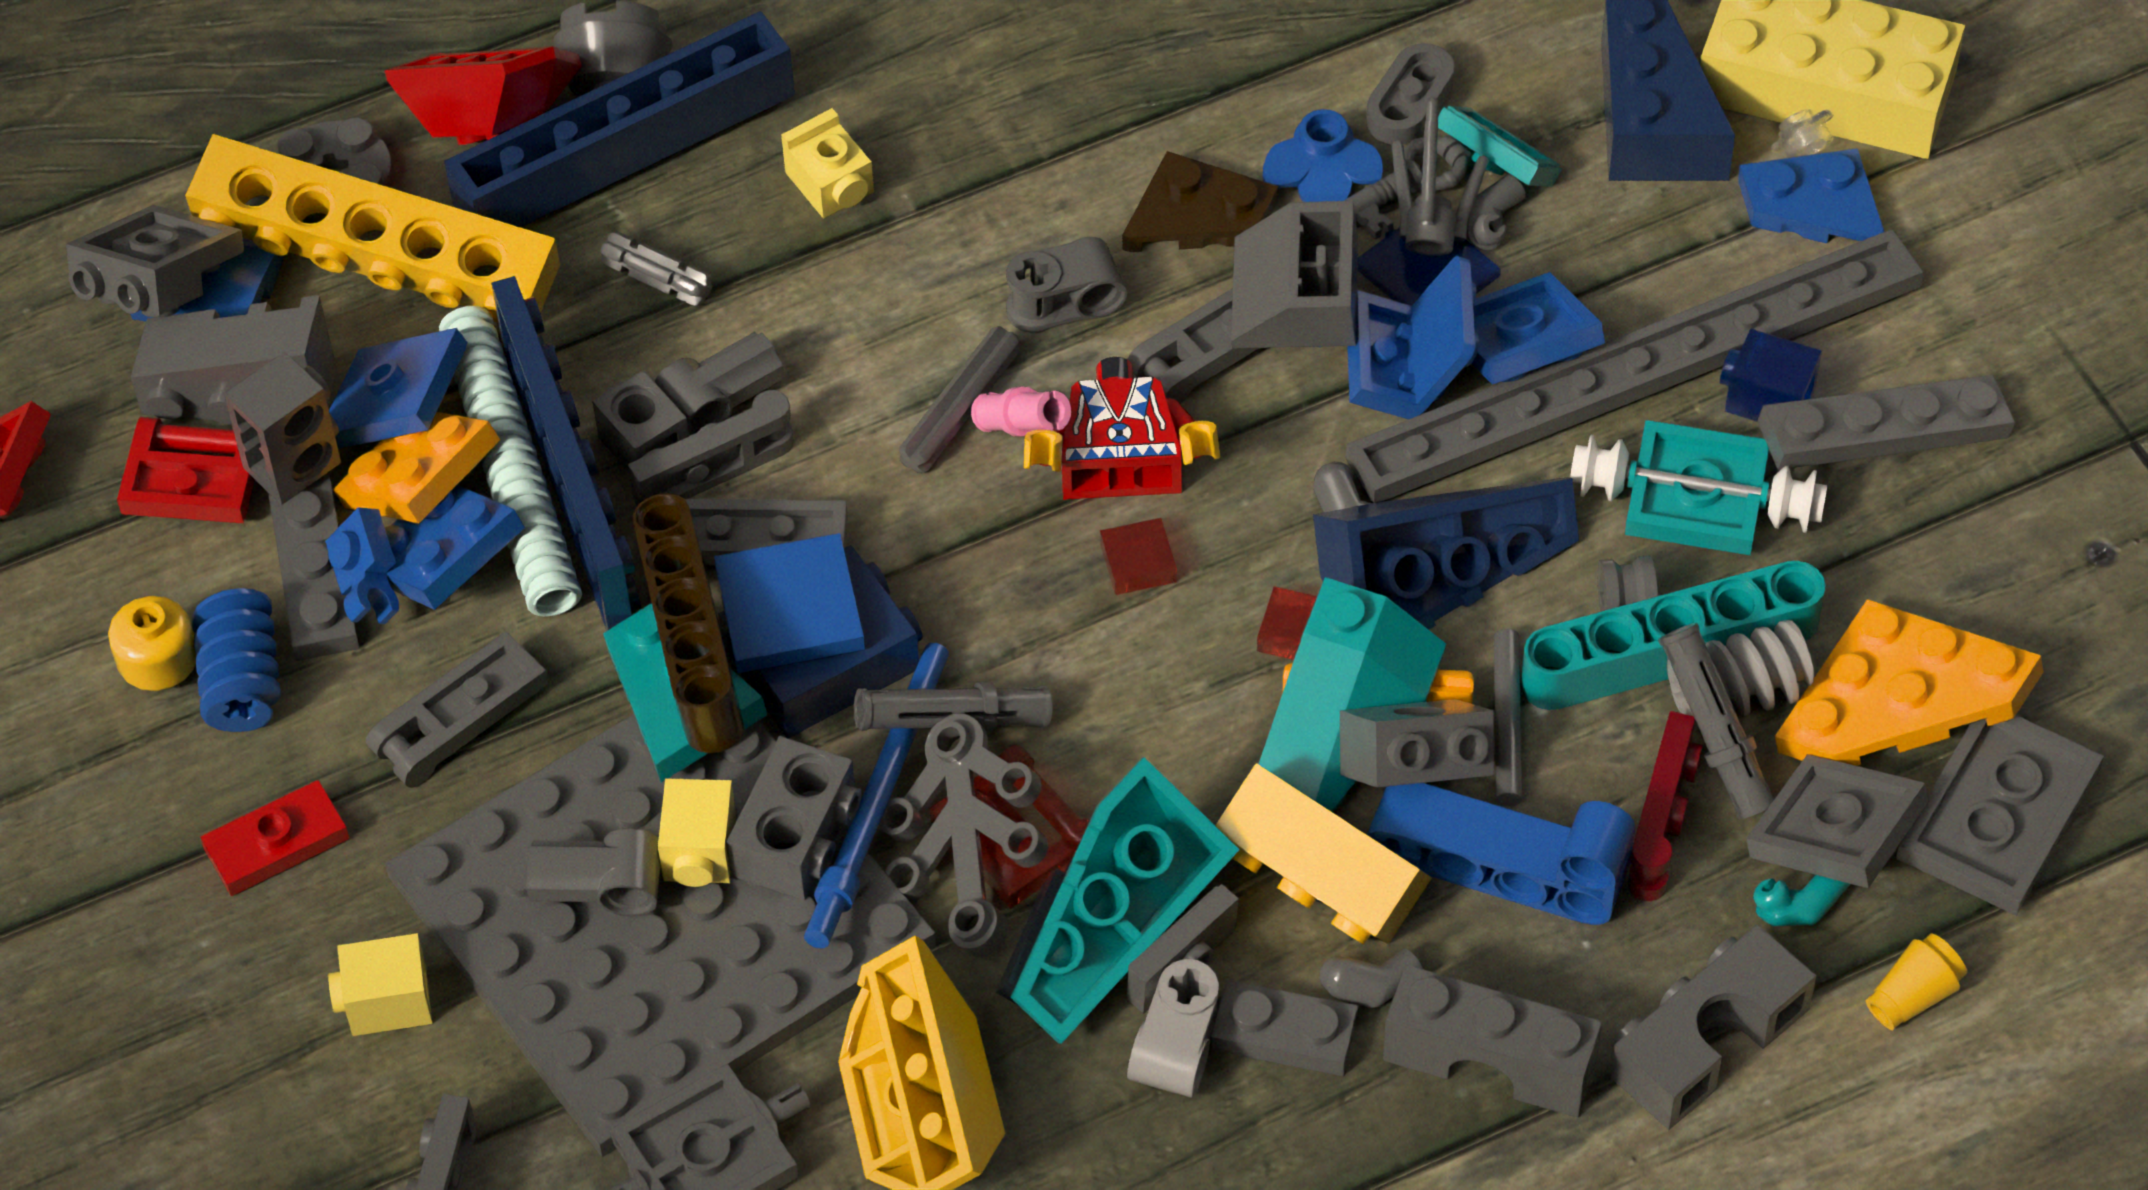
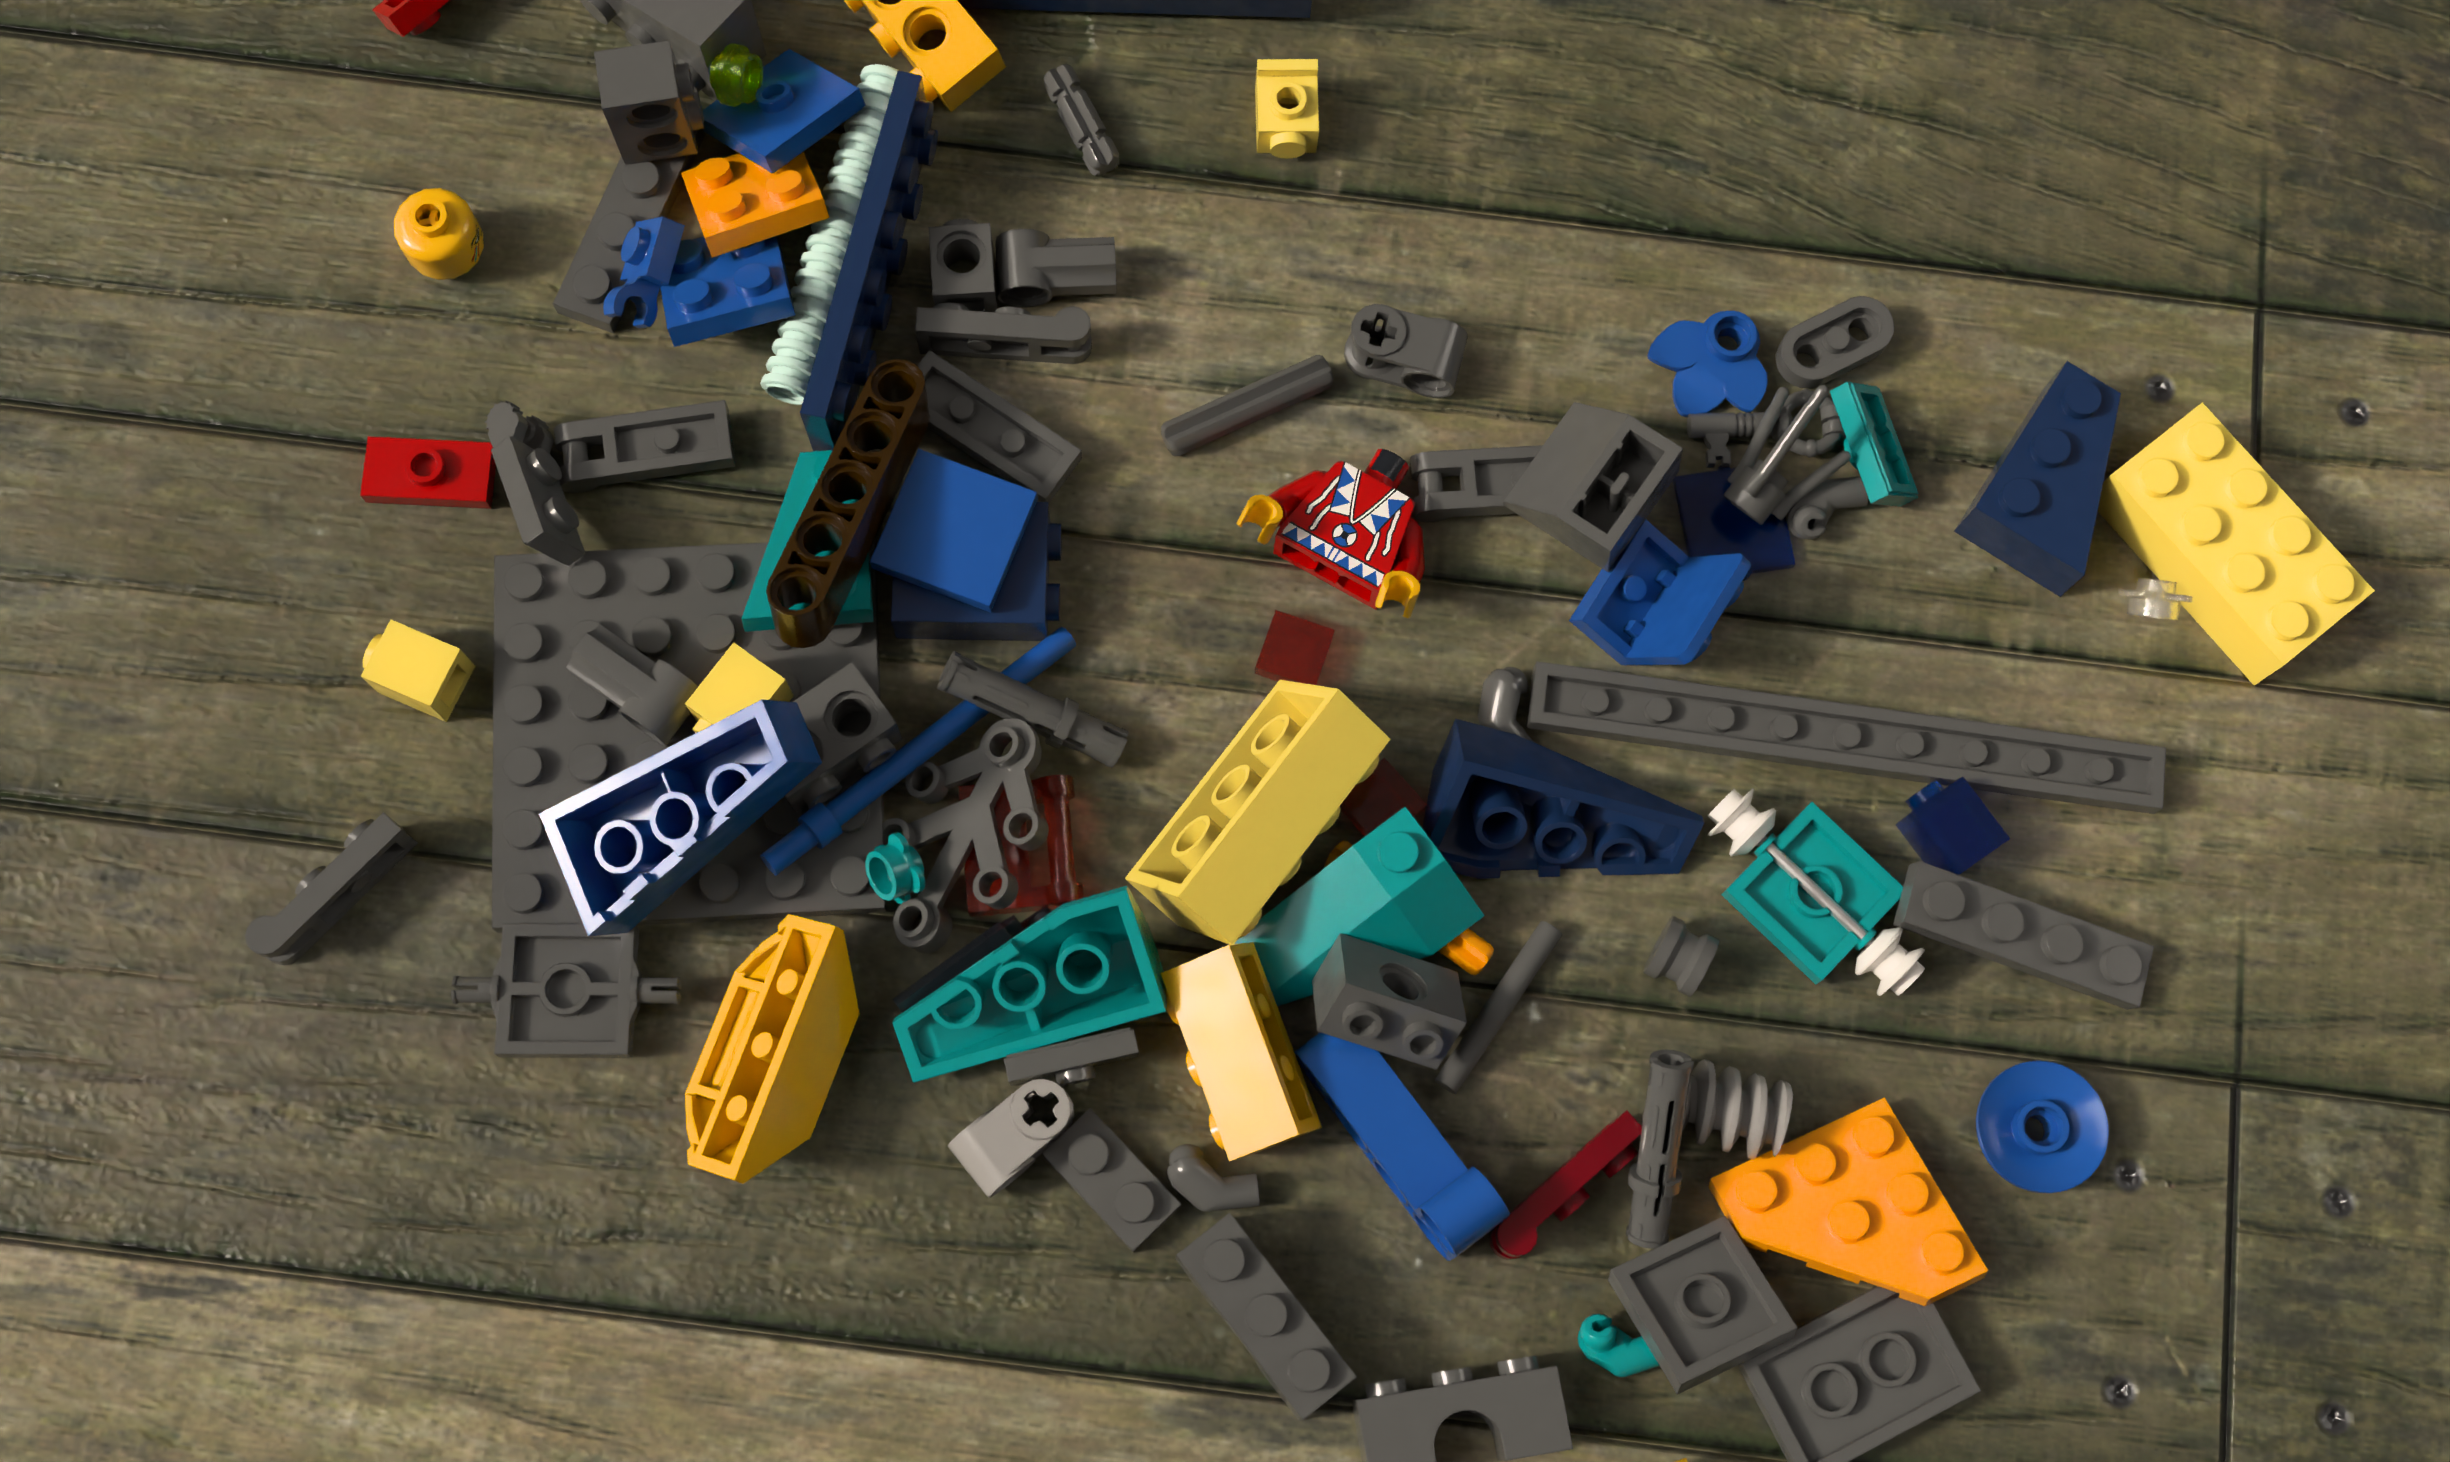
camera: 25 degrees right, 20 degrees up
(184, 483) = (559, 86): red plate -> none
(236, 660) = (493, 287): blue piece -> none
(342, 374) = (736, 75): none -> clear neon green plate
(385, 776) = (533, 483): none -> dark grey hinge
(714, 918) = (669, 815): none -> blue wedge
(915, 897) = (895, 869): none -> teal plate
(1021, 411) = (1277, 460): bright pink pin -> none
(1197, 205) = (1577, 340): dark brown wing -> none
(1204, 659) = (1259, 810): none -> light yellow brick
(1531, 328) = (1772, 648): blue plate -> none
(1634, 630) = (1721, 1021): teal beam -> none
(1811, 196) = (2122, 664): blue wing -> none
(2008, 527) = (2072, 1123): none -> blue dish

